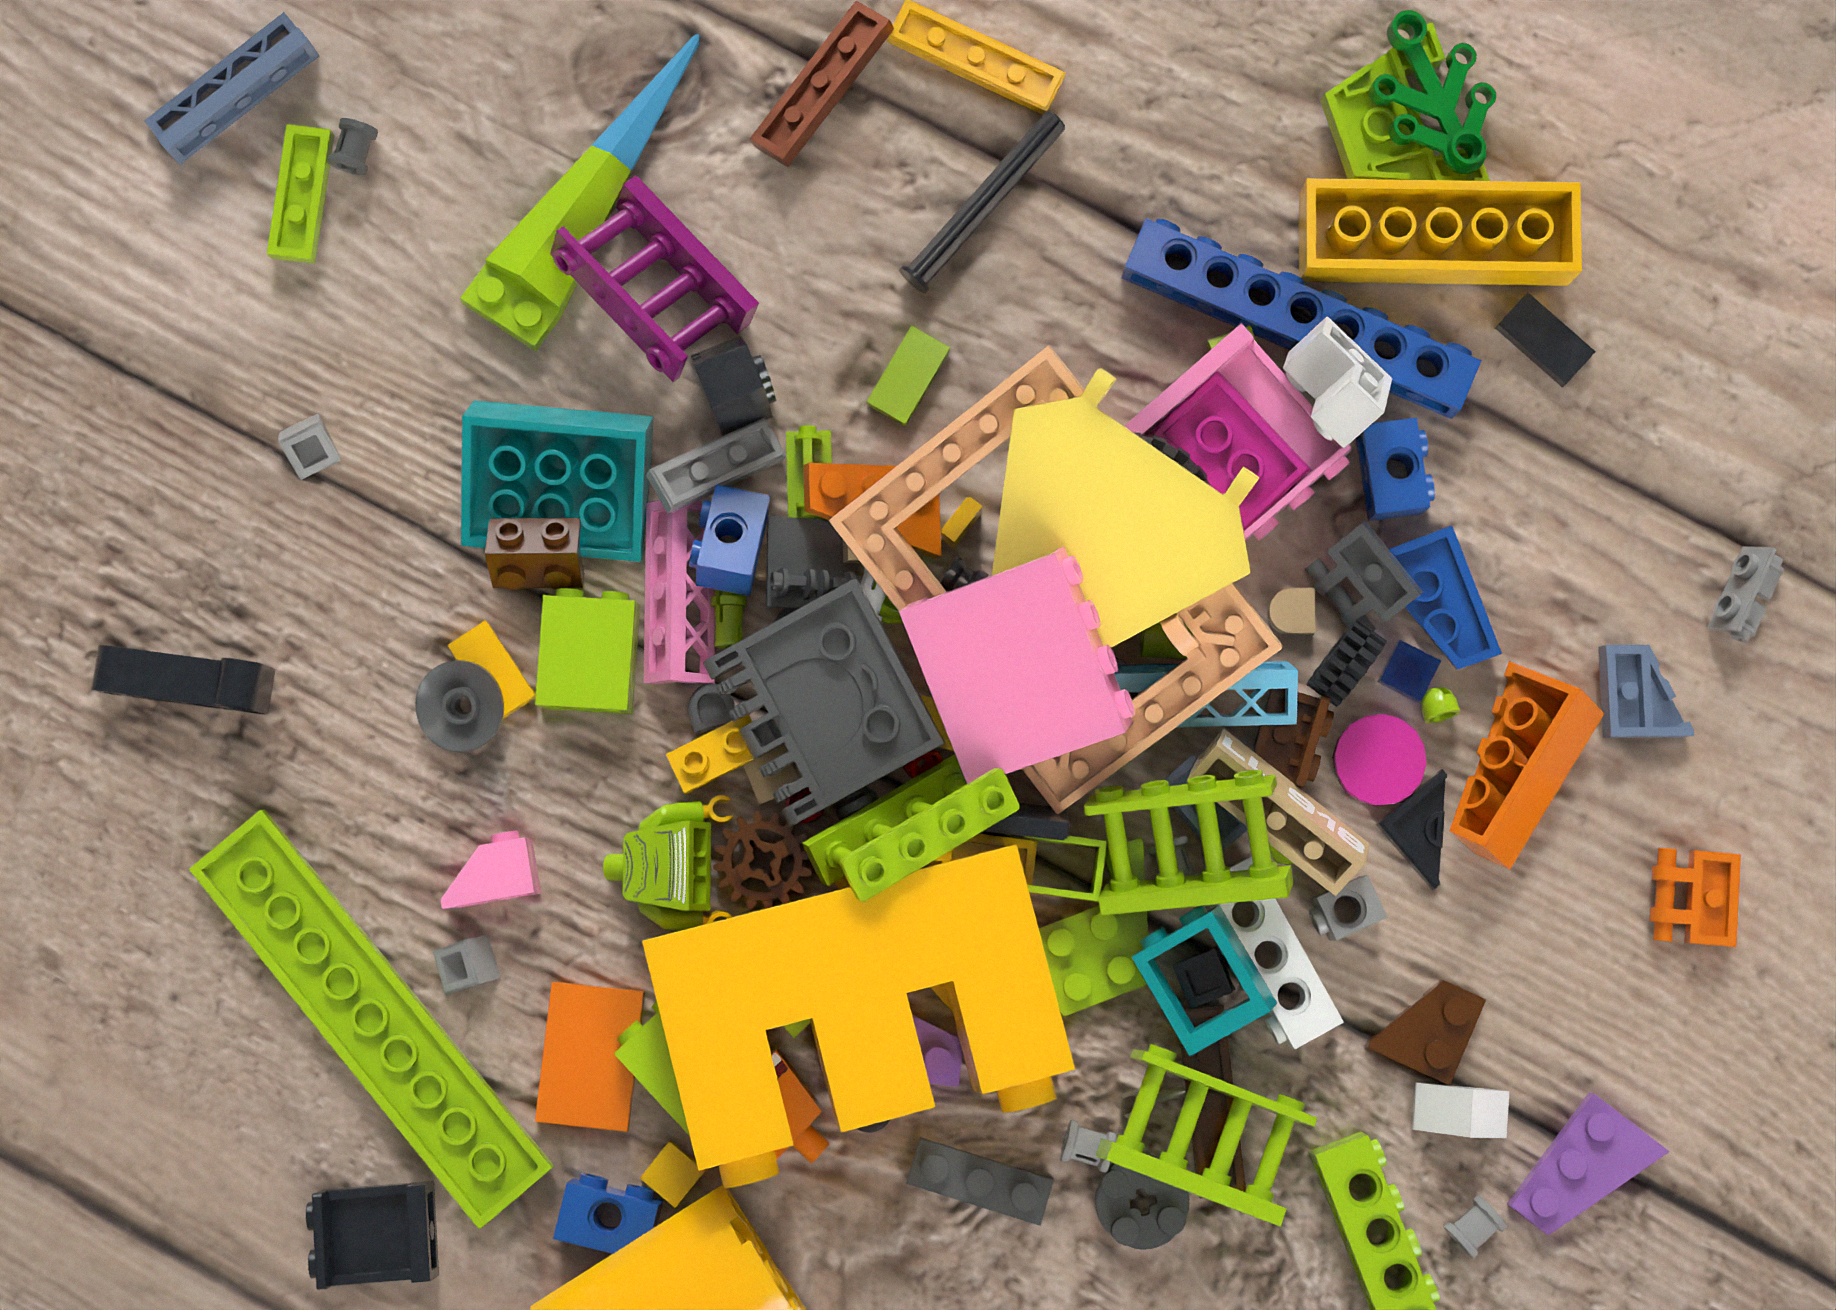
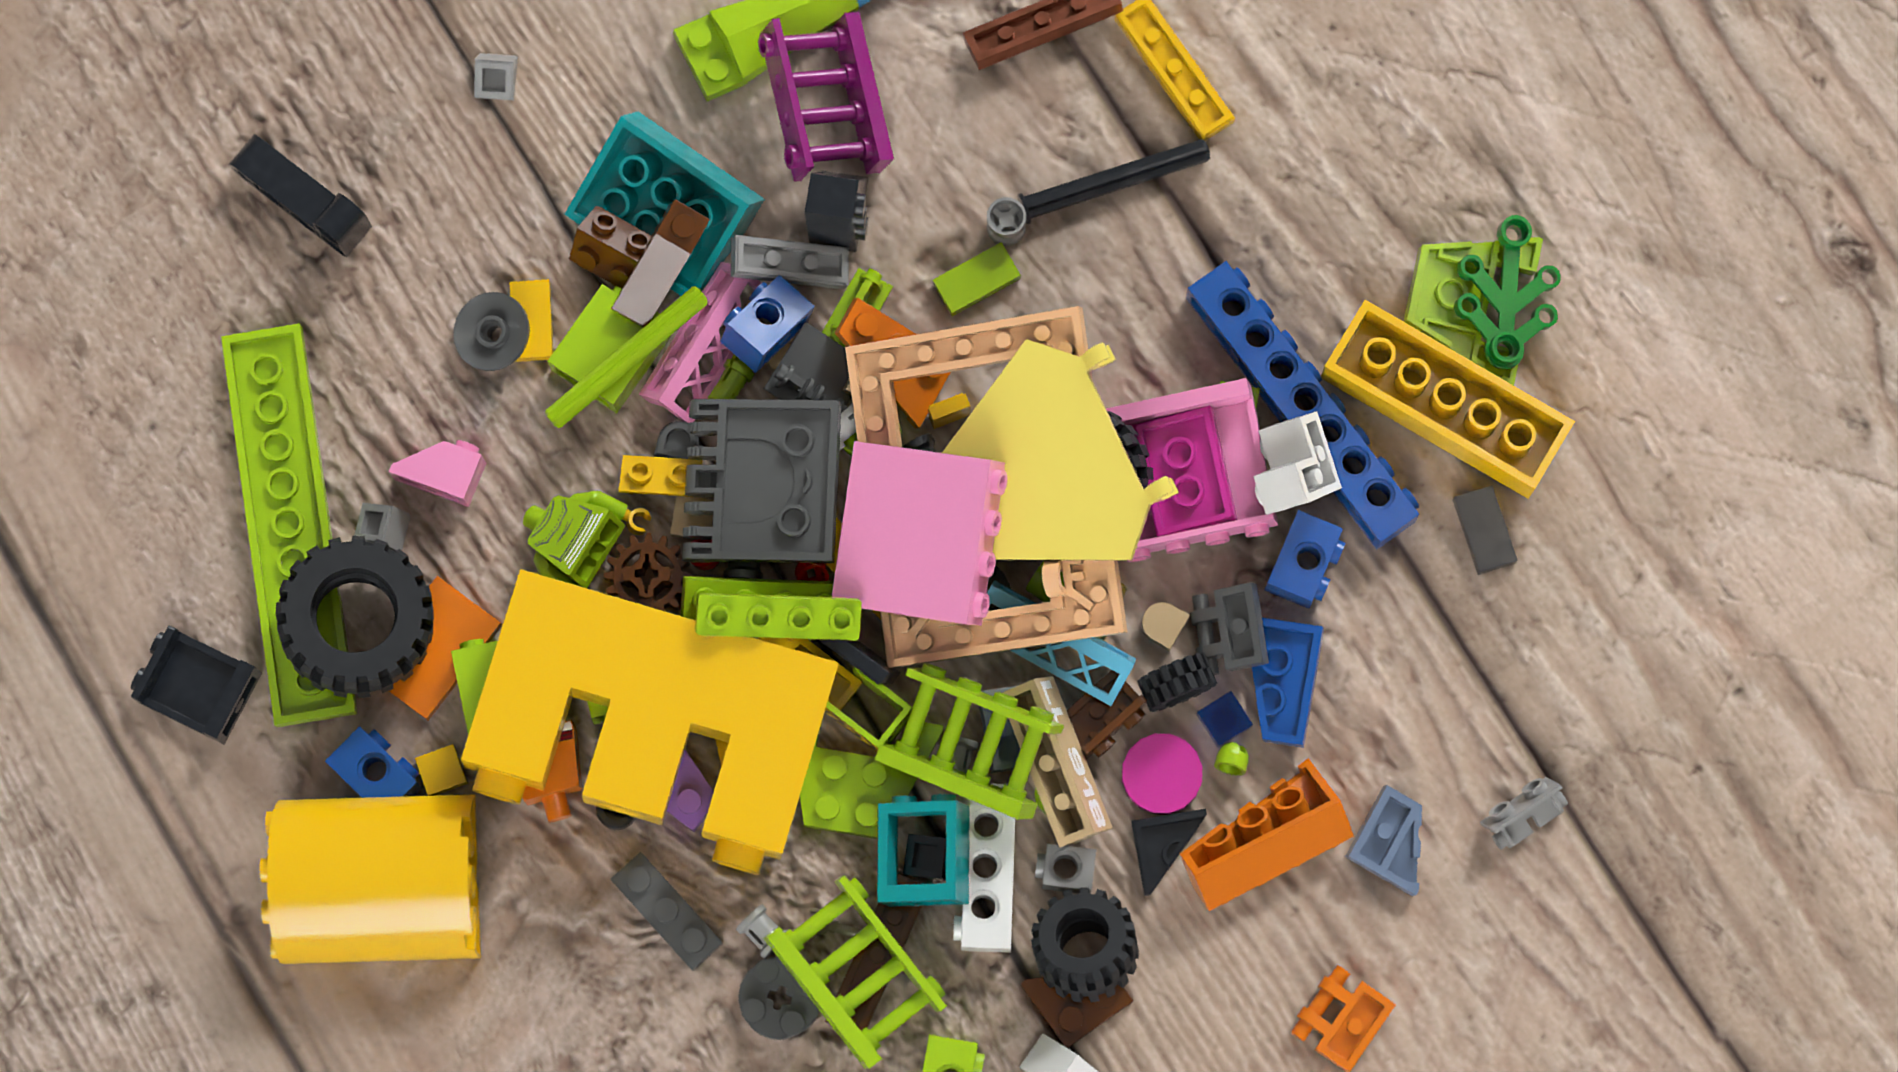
camera: 30 degrees right, 5 degrees down
(432, 1066) = (345, 564): none -> black tyre
(591, 541) = (660, 263): none -> slope
(612, 655) = (626, 357): none -> lime axle
(905, 292) = (1005, 214): none -> light grey wheel
(1405, 937) = (1078, 915): none -> black tyre

